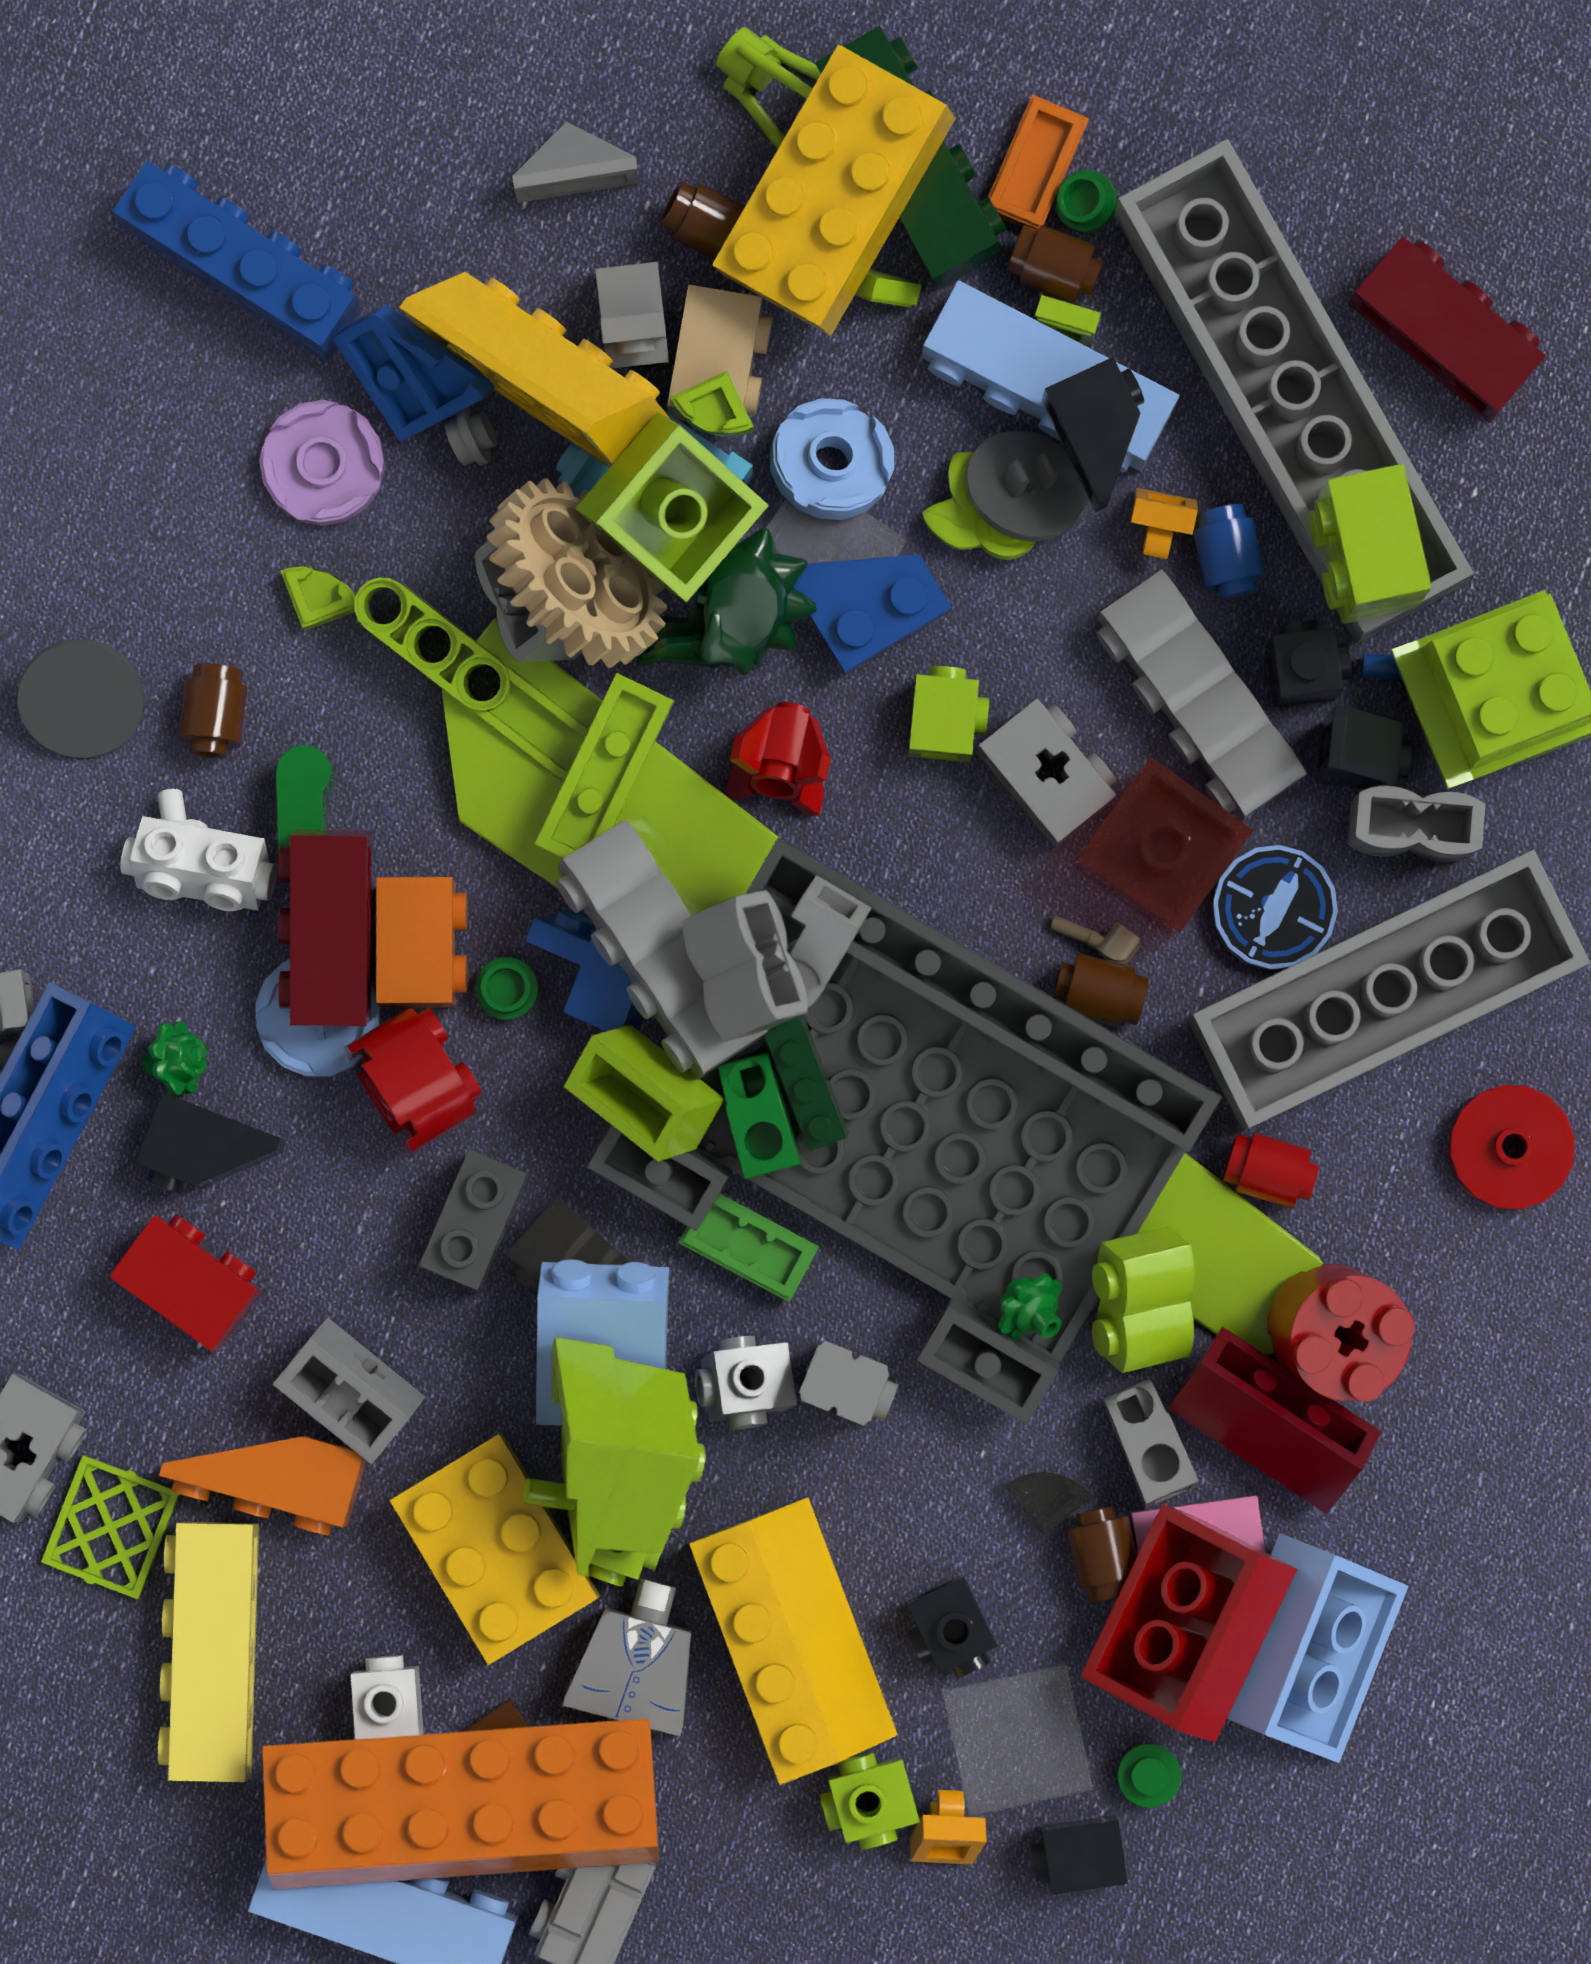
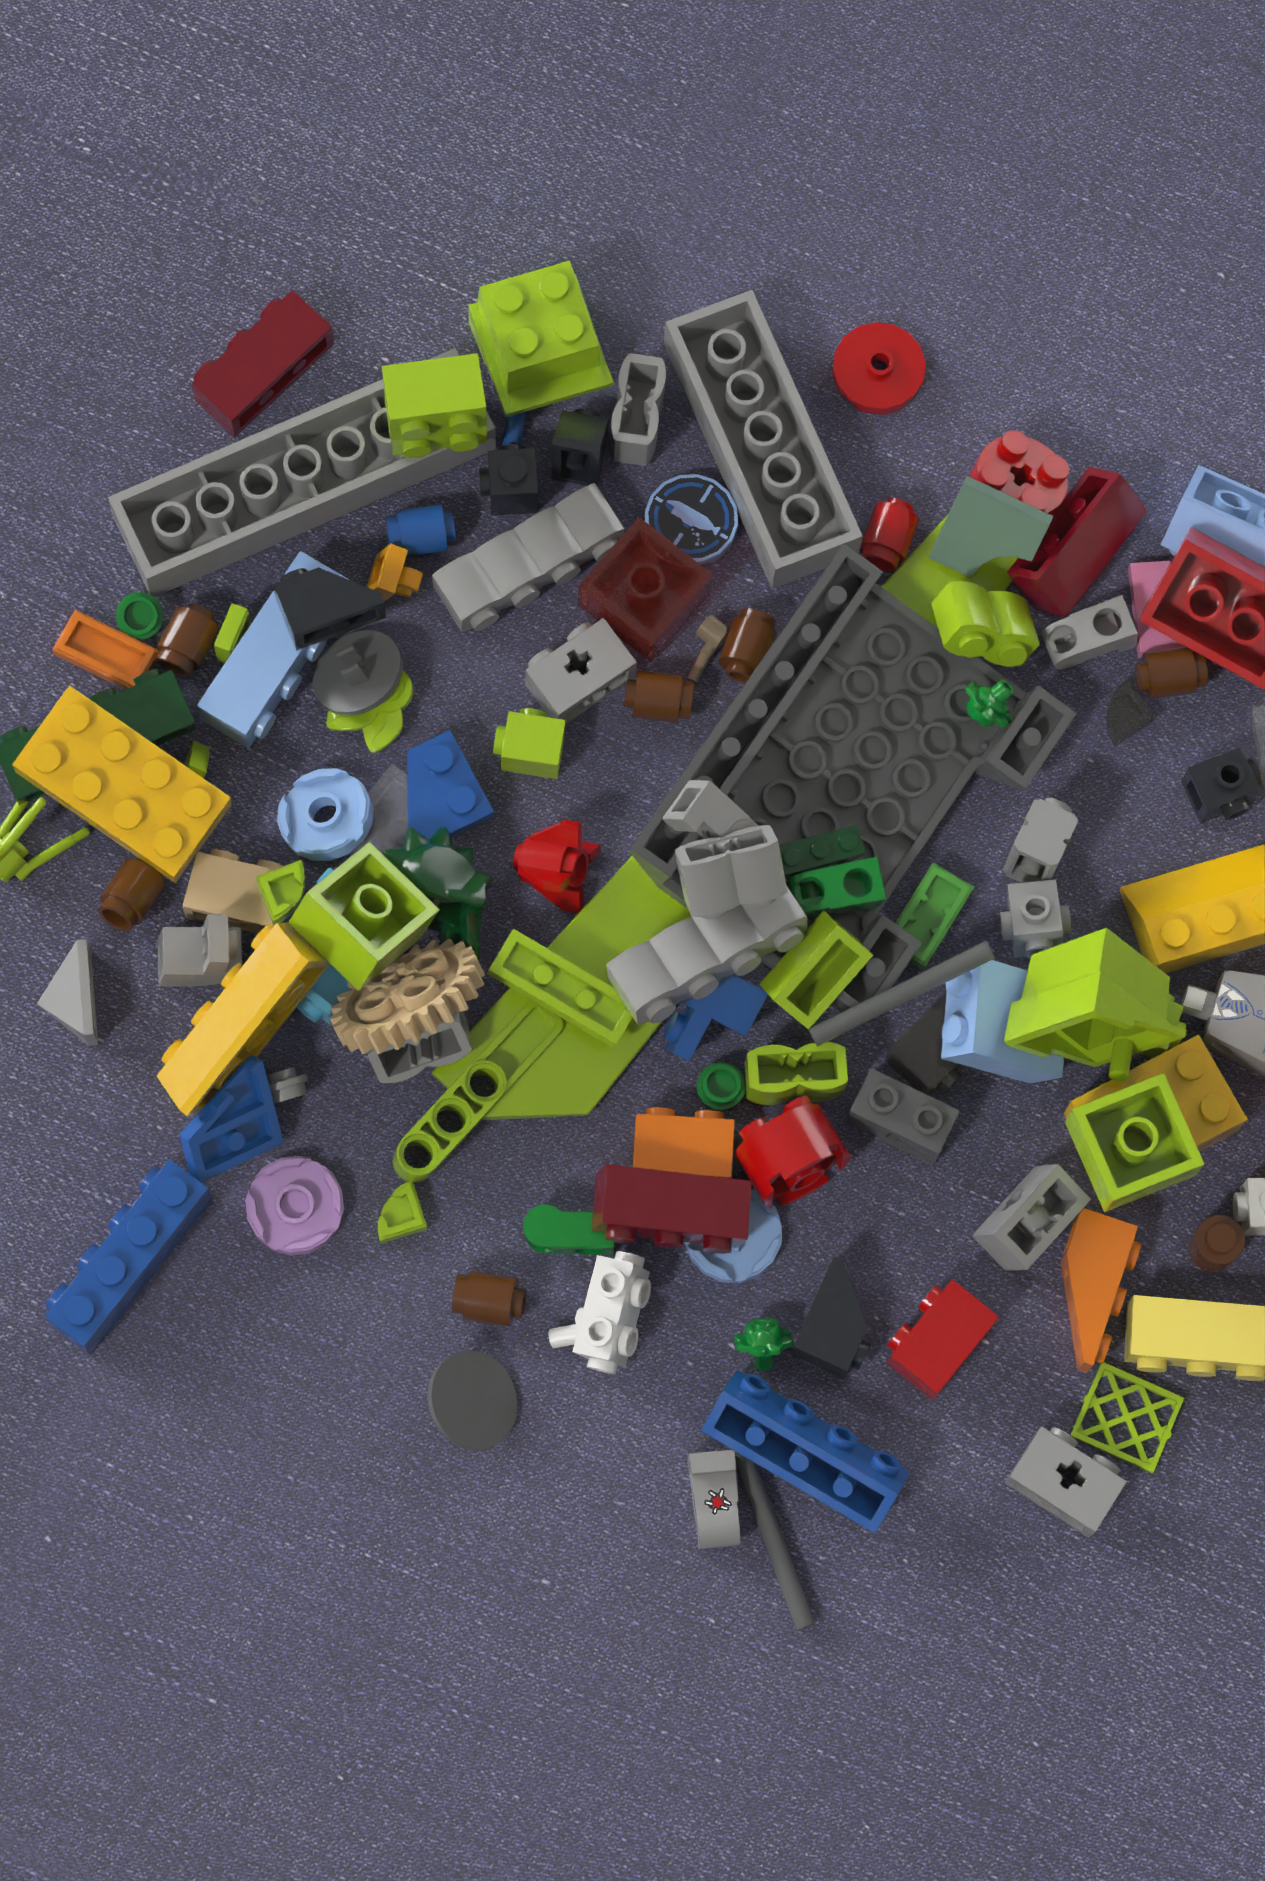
camera: 90 degrees left, 10 degrees down
(330, 1631) = (1216, 1243): none -> reddish brown brick
(429, 1510) = (1134, 1142): none -> lime brick
(519, 1060) = (781, 1073): none -> lime brick
(613, 1203) = (901, 993): none -> dark grey bar
(1021, 878) = (659, 696): none -> reddish brown brick
(1274, 1295) = (987, 527): none -> sand green tile

